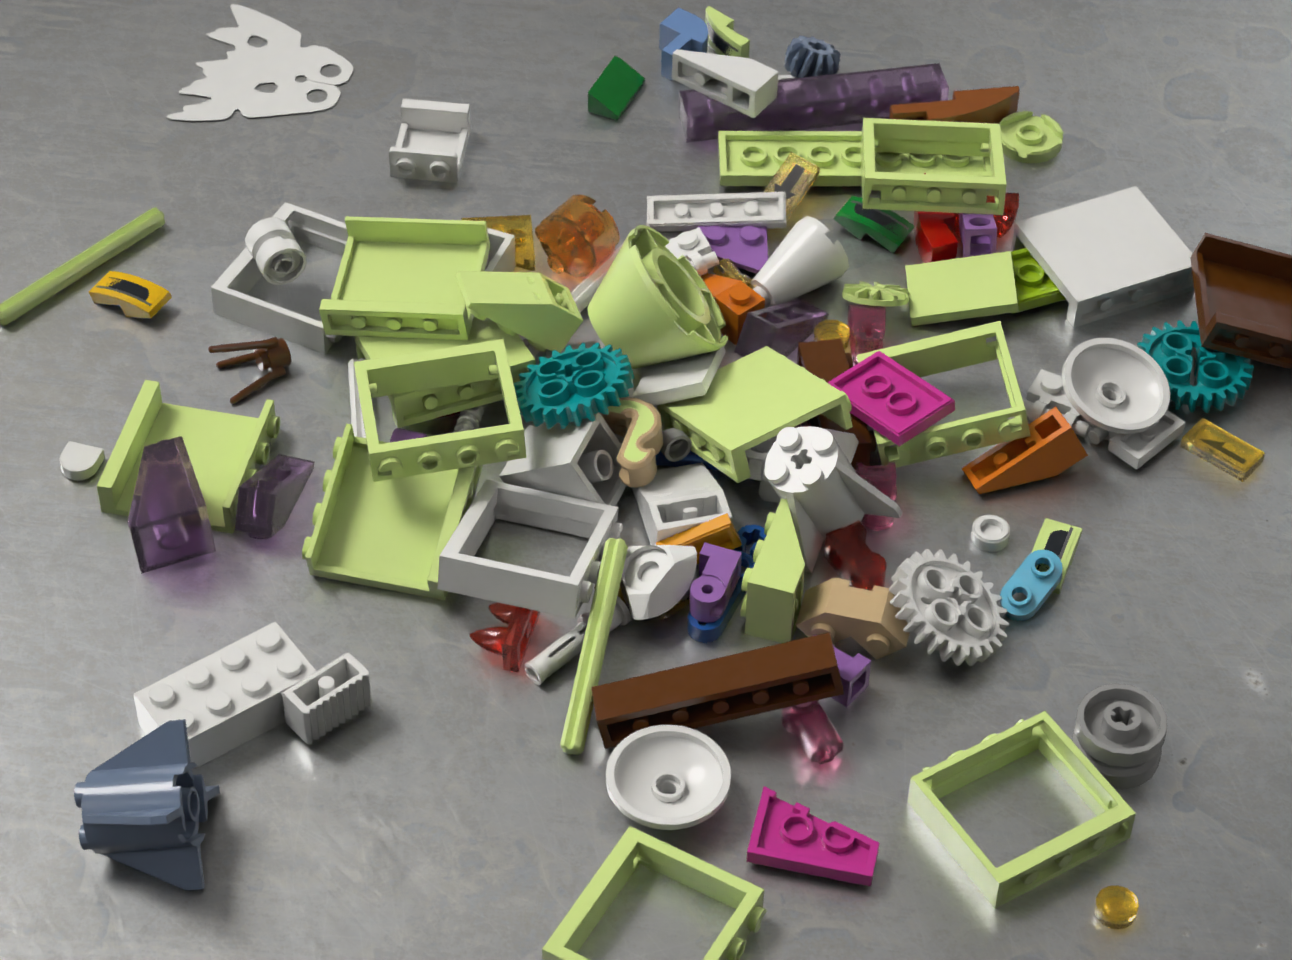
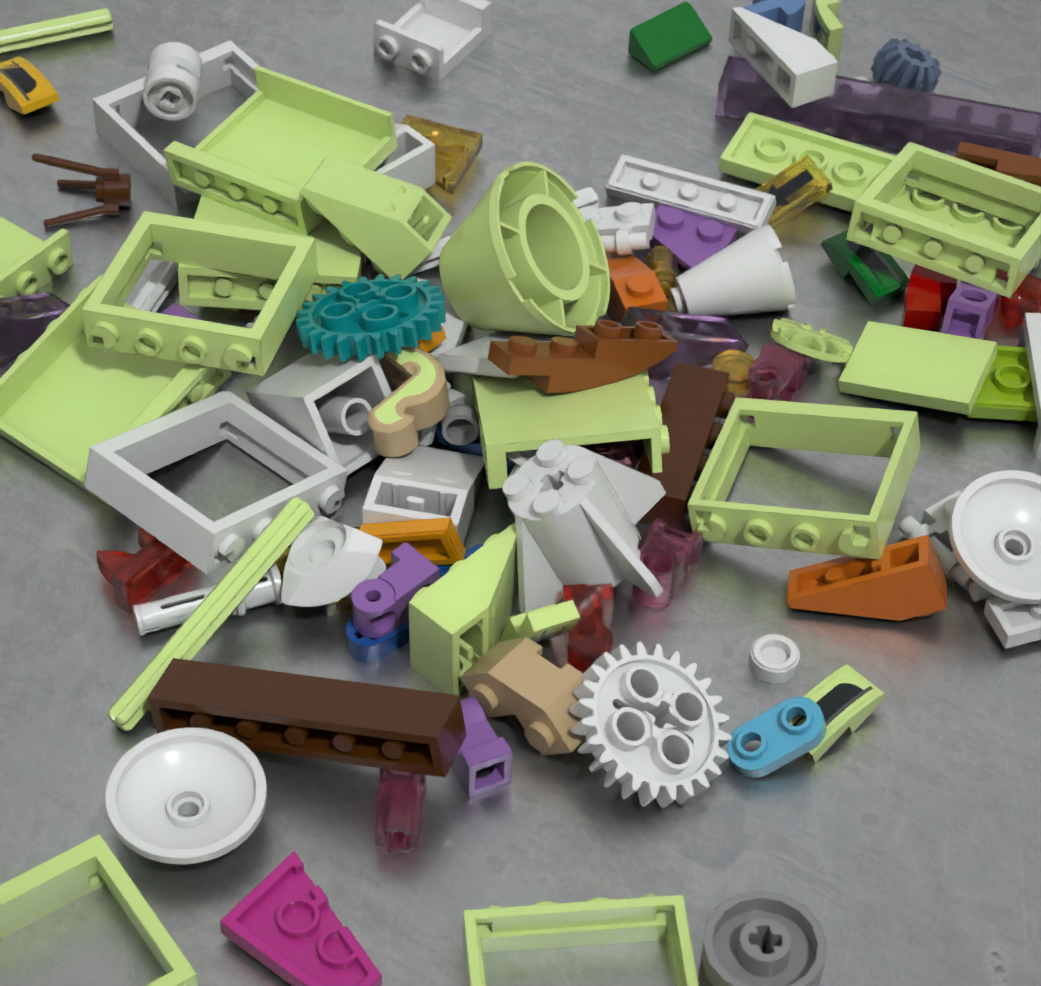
camera: 25 degrees right, 0 degrees up
(577, 236) = (498, 150): clear orange brick -> none
(752, 362) = (592, 359): none -> dark orange slope
(832, 565) = (542, 622): none -> yellowish green slope
(892, 398) = (732, 456): dark pink tile -> none

